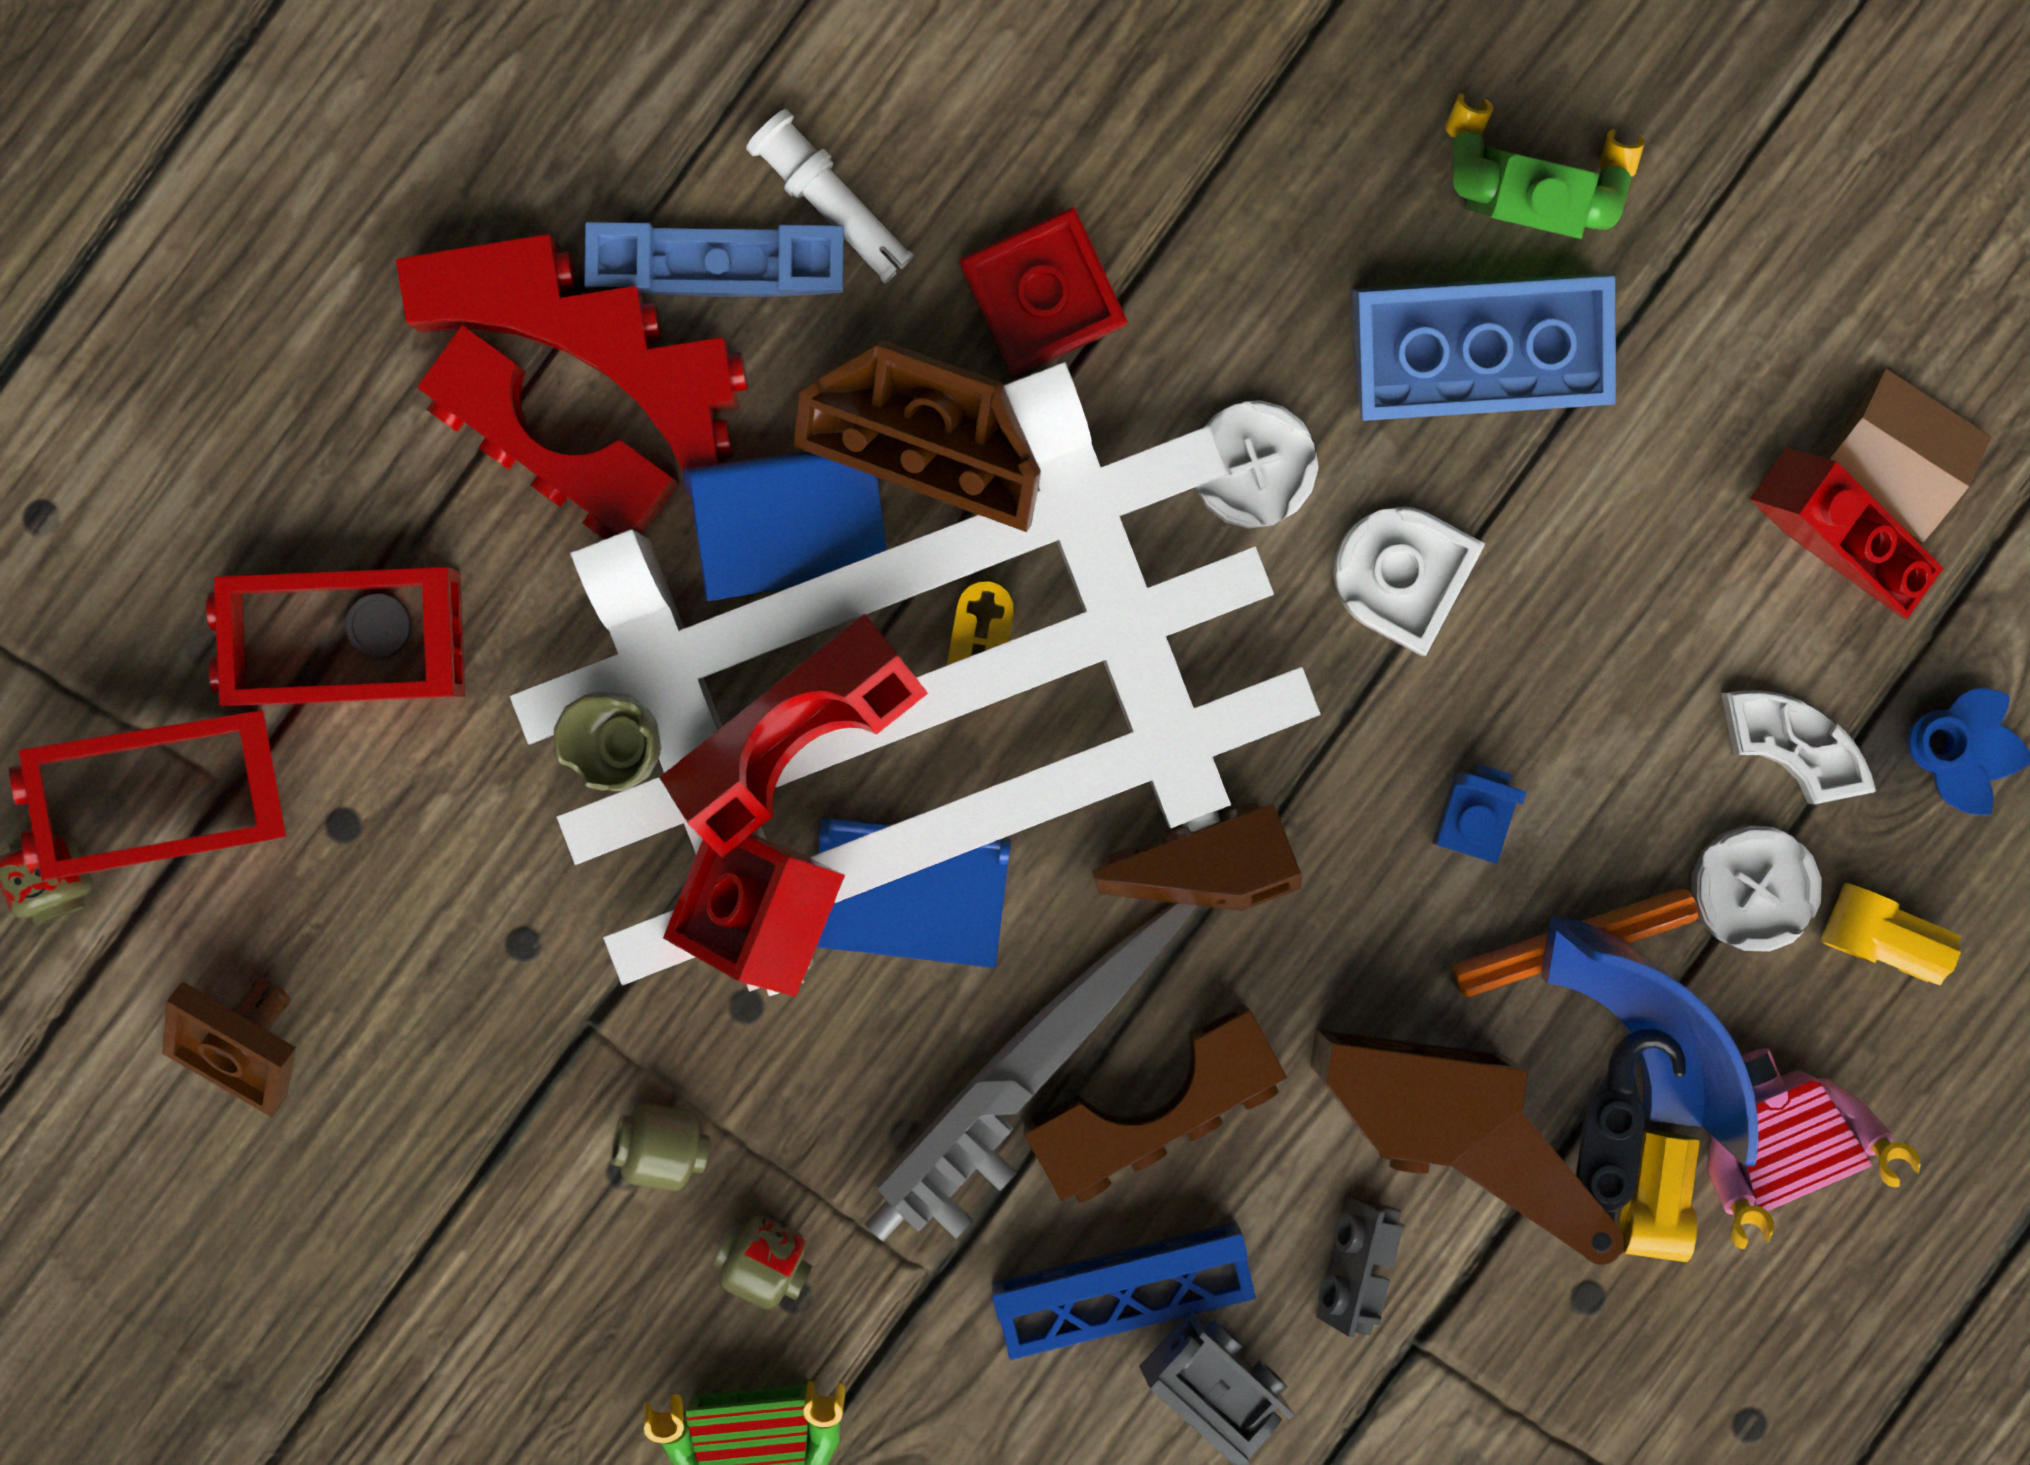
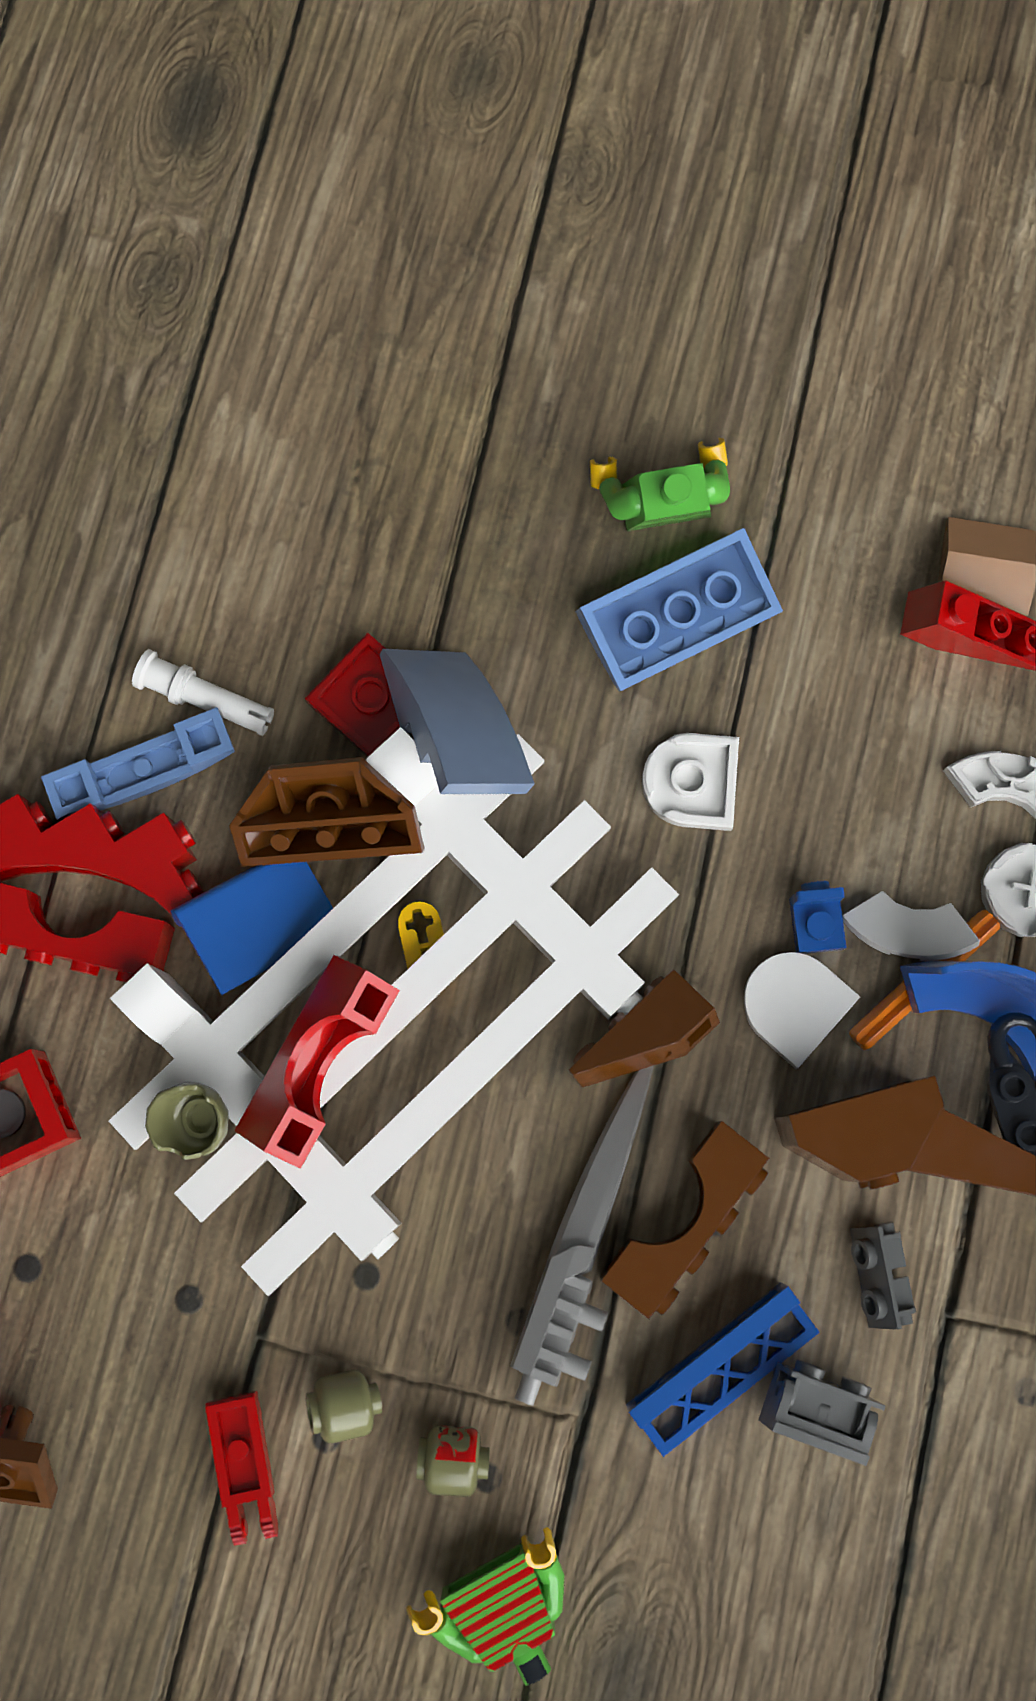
camera: 20 degrees left, 10 degrees down
(515, 1158) = (242, 1462): none -> red hinge
(755, 912) = (341, 1199): red slope -> none
(932, 914) = (467, 1152): blue piece -> none
(1137, 379) = (456, 722): none -> sand blue slope
(1267, 465) = (571, 749): white tile -> none
(1403, 904) = (795, 1004): none -> white tile
(1583, 879) = (911, 932): none -> white tile

